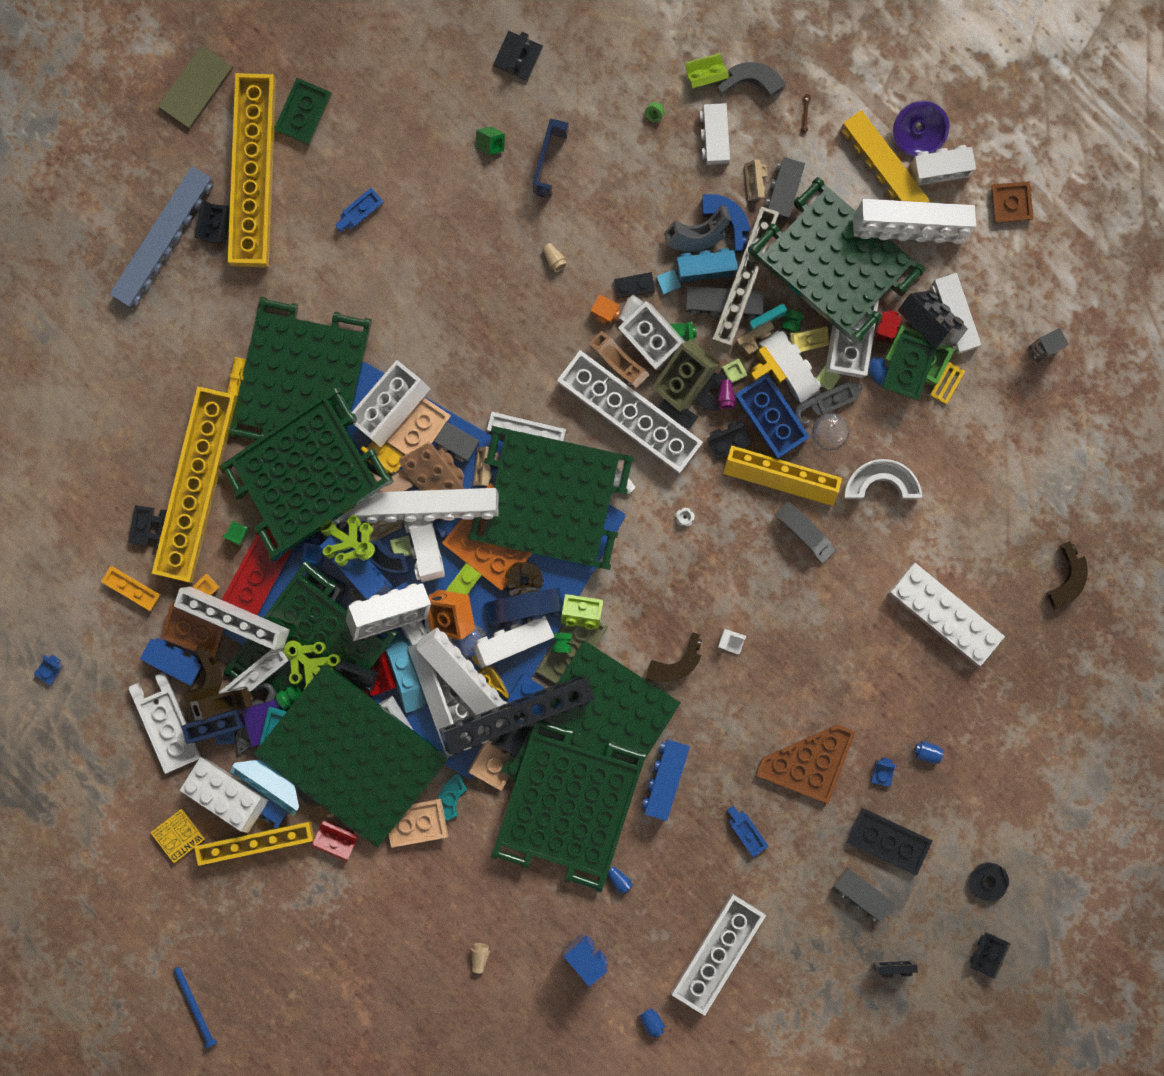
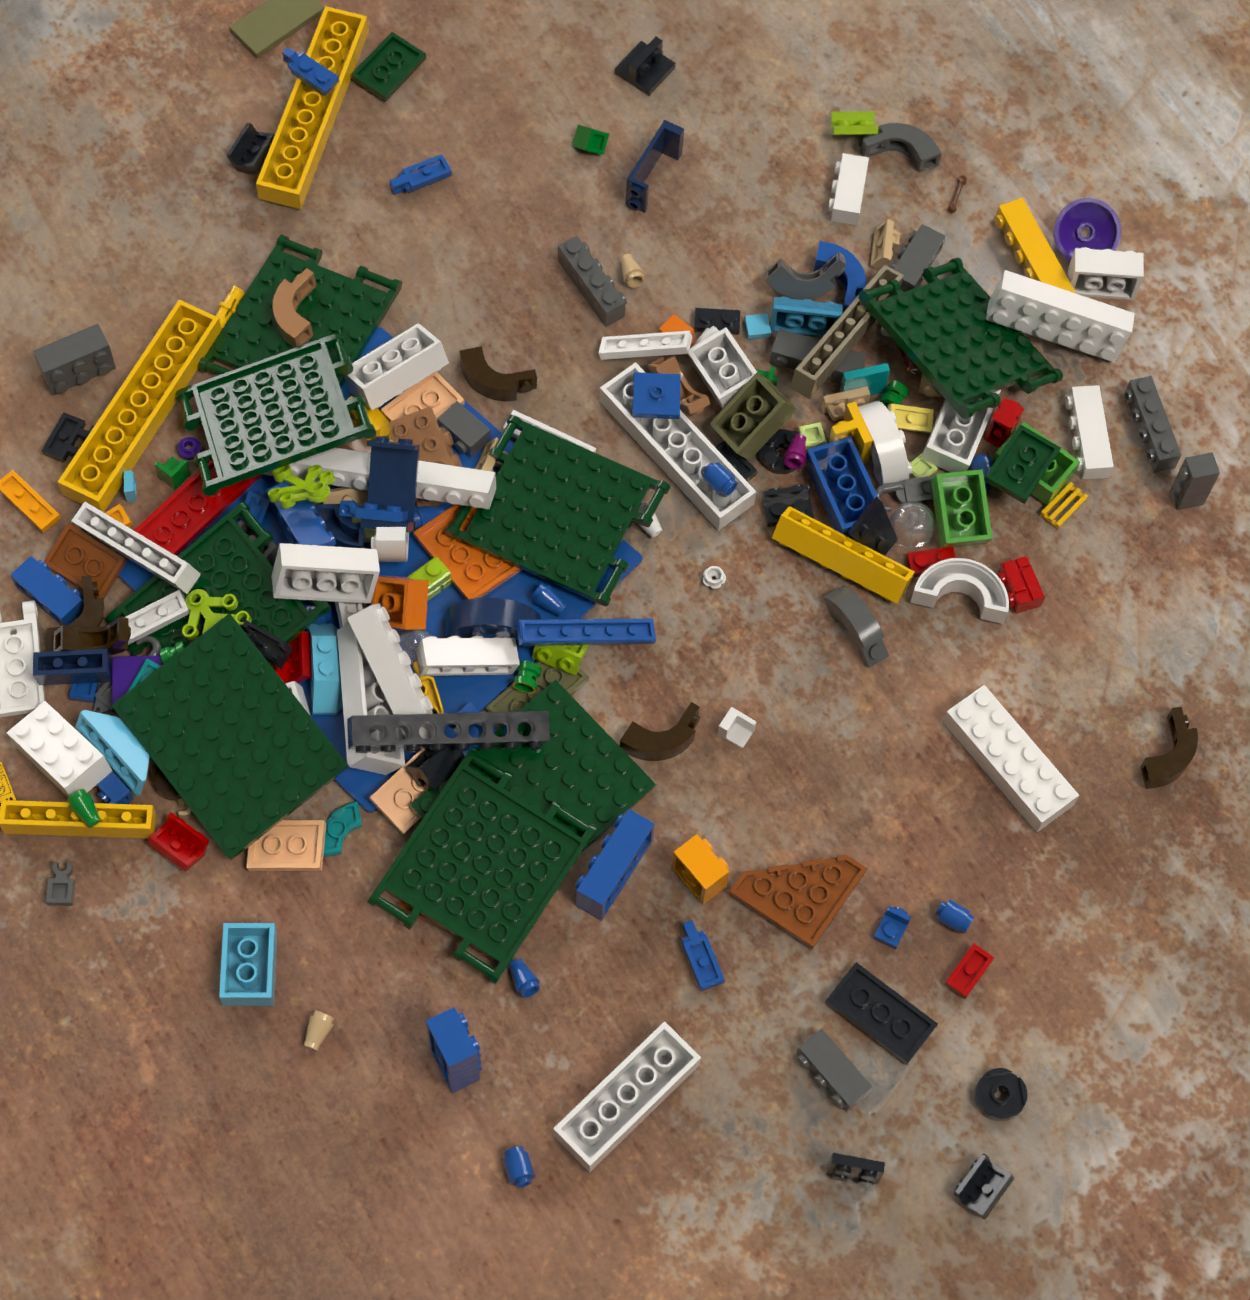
camera: 10 degrees right, 20 degrees down
(130, 459) = (74, 359): none -> dark grey brick
(162, 237) = (188, 152): sand blue brick -> none
(207, 555) = (130, 486): none -> medium azure tile
(242, 144) = (310, 71): none -> blue hinge
(247, 513) = (189, 453): none -> dark purple plate
(258, 898) = (60, 889): none -> dark grey plate
(259, 840) = (84, 807): none -> green cone
(285, 372) = (291, 325): none -> medium nougat arch
(409, 545) = (371, 511): none -> blue hinge
(415, 923) = (248, 964): none -> medium azure brick
(417, 521) = (393, 479): none -> dark blue panel
(464, 391) = (490, 382): none -> dark brown arch
(519, 570) = (505, 583): dark brown plate -> none
(522, 275) = (592, 281): none -> dark grey brick
(561, 572) = (549, 599): none -> blue cone
(583, 328) = (645, 345): none -> white plate
(598, 596) = (585, 631): none -> blue tile
(604, 378) = (656, 395): none -> blue plate
(654, 112) = (784, 152): bright green tile -> none
(672, 442) = (719, 479): none -> blue brick
(731, 767) = (700, 868): none -> light orange brick
(802, 450) = (874, 528): none -> black wing
(852, 459) = (922, 560): none -> red plate
(867, 413) = (961, 508): none -> bright green brick
(926, 464) = (1021, 584): none -> red brick
(932, 319) = (1061, 422): black brick -> none
(948, 792) = (969, 971): none -> red plate
(1005, 294) = (1152, 424): none -> dark grey brick
(1012, 202) = (1179, 333): dark orange plate -> none

